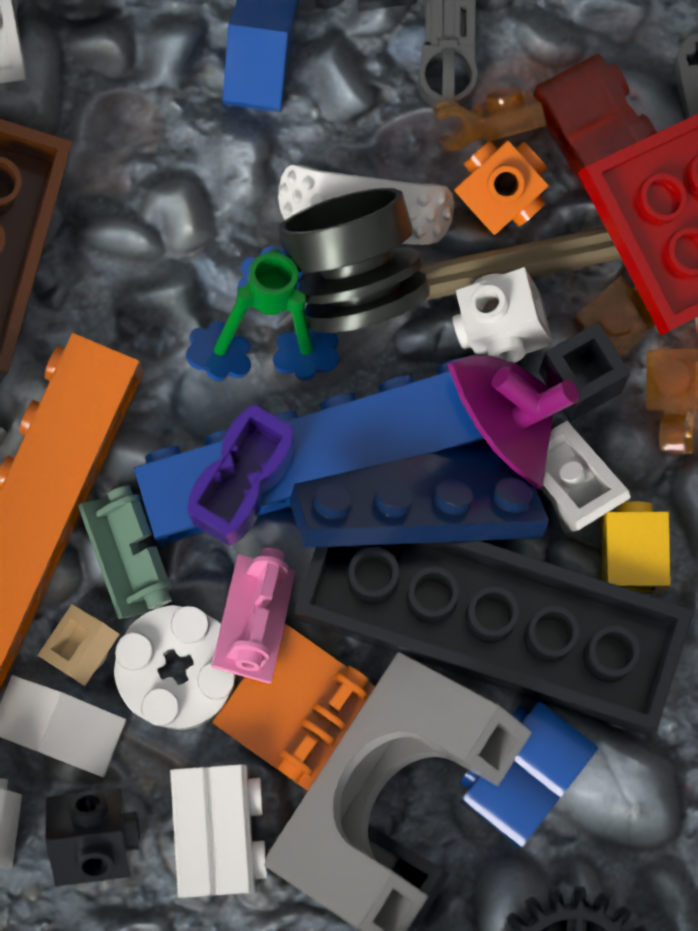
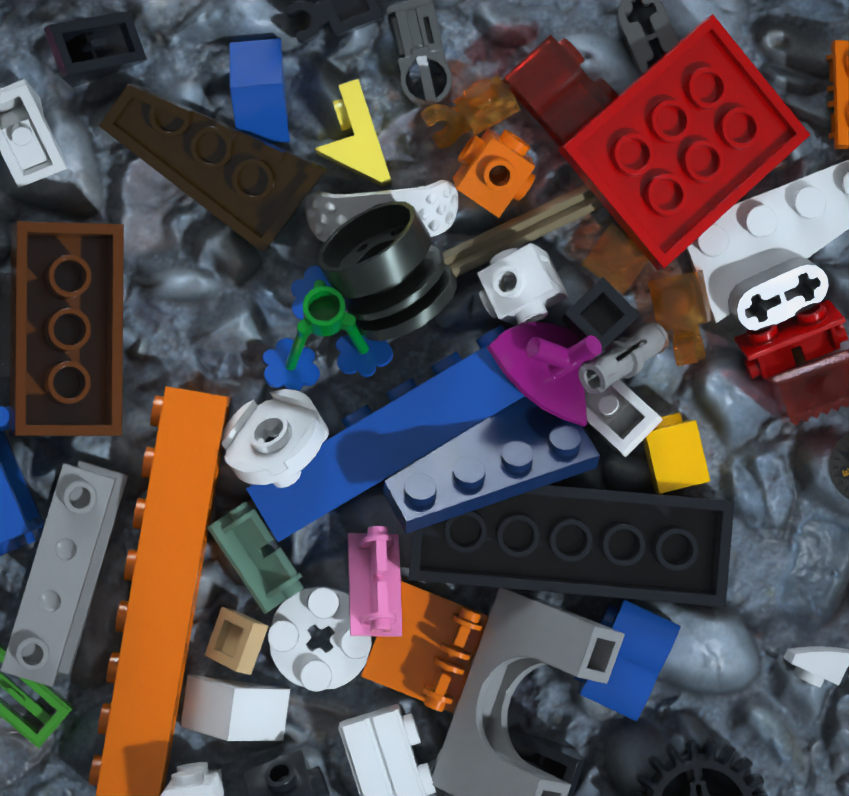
camera: 15 degrees left, 10 degrees up
(178, 421) = (282, 459): none -> white plate
(201, 119) = (223, 169): none -> dark brown wing
(252, 461) = (335, 496): dark purple brick -> none
(353, 132) = (362, 150): none -> light yellow slope
(600, 423) = (607, 368): none -> light grey pin

